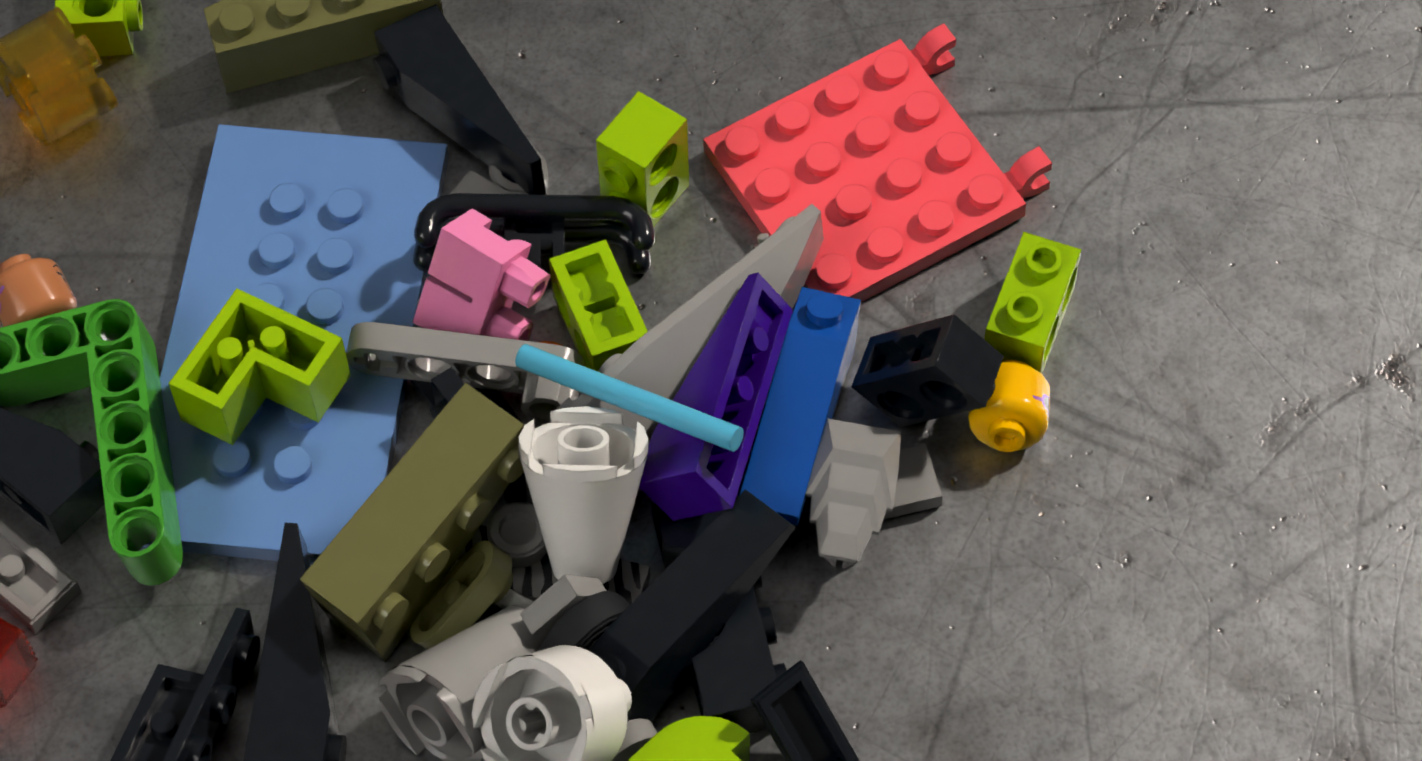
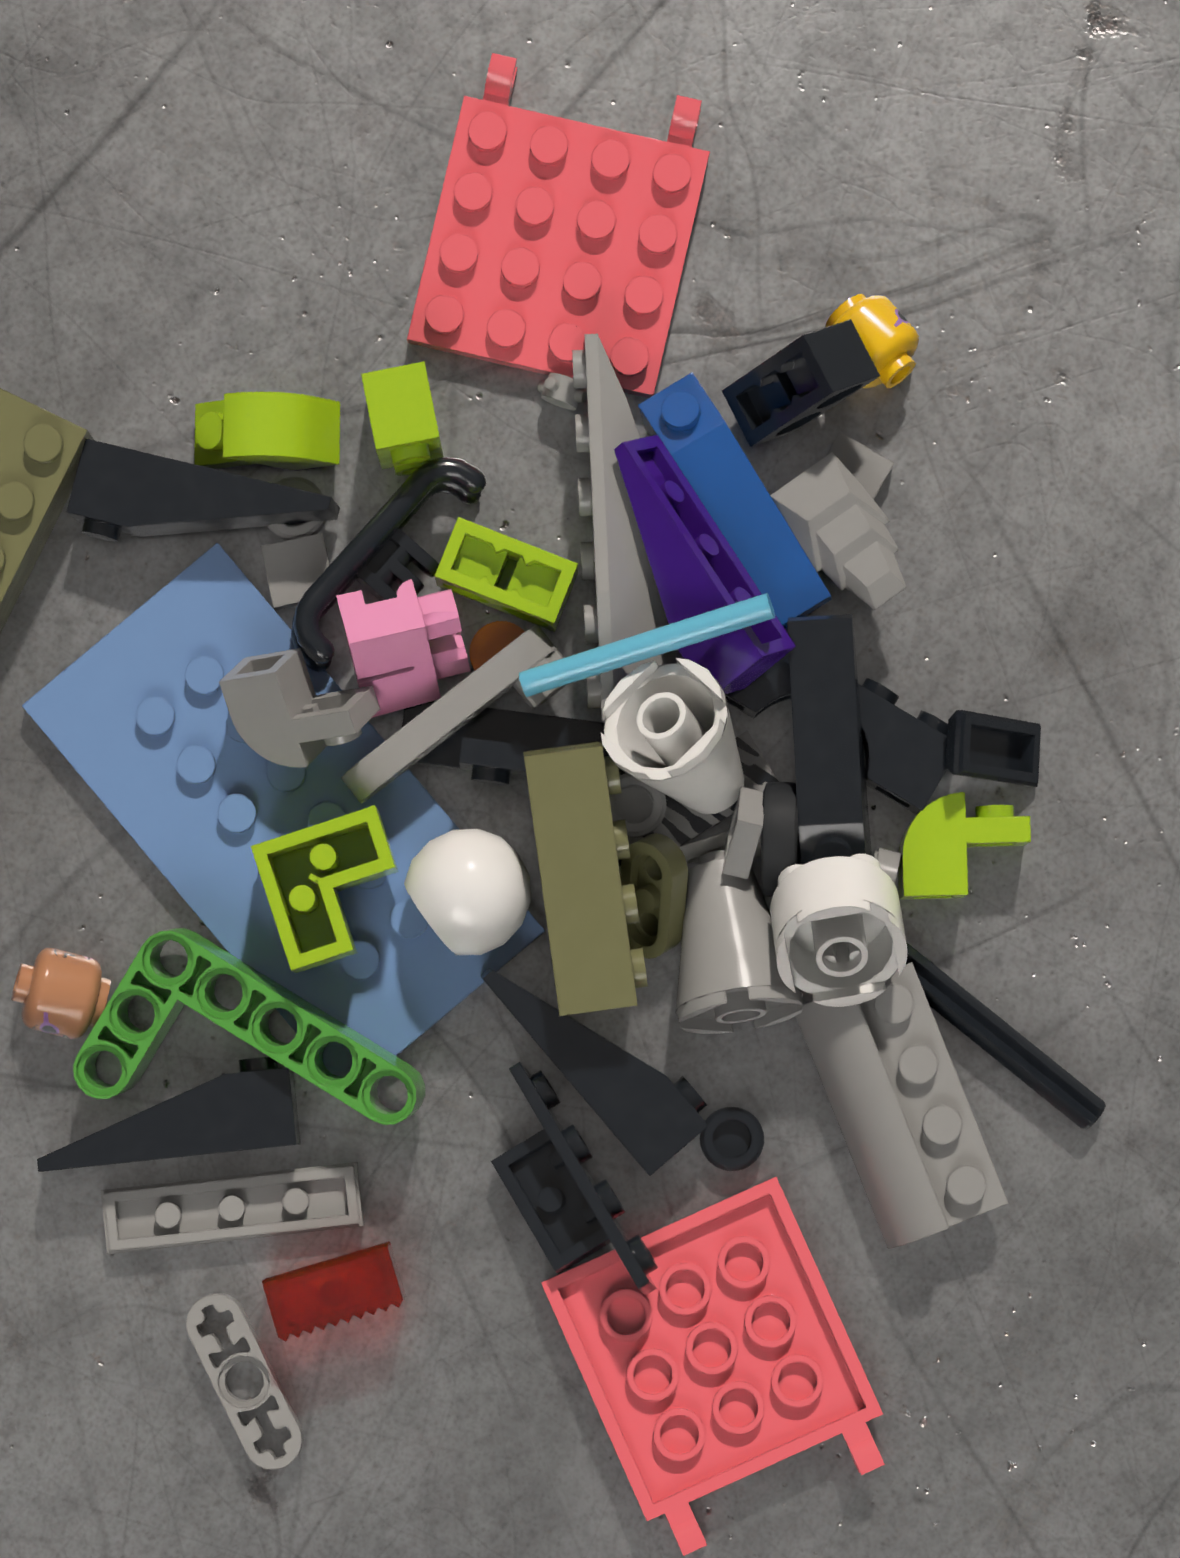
camera: 50 degrees left, 25 degrees up
(338, 462) = (470, 889): none -> white helmet
(361, 253) = (282, 715): none -> light grey brick
(555, 104) = (267, 430): none -> lime brick
(1033, 300) = (806, 242): lime brick -> none

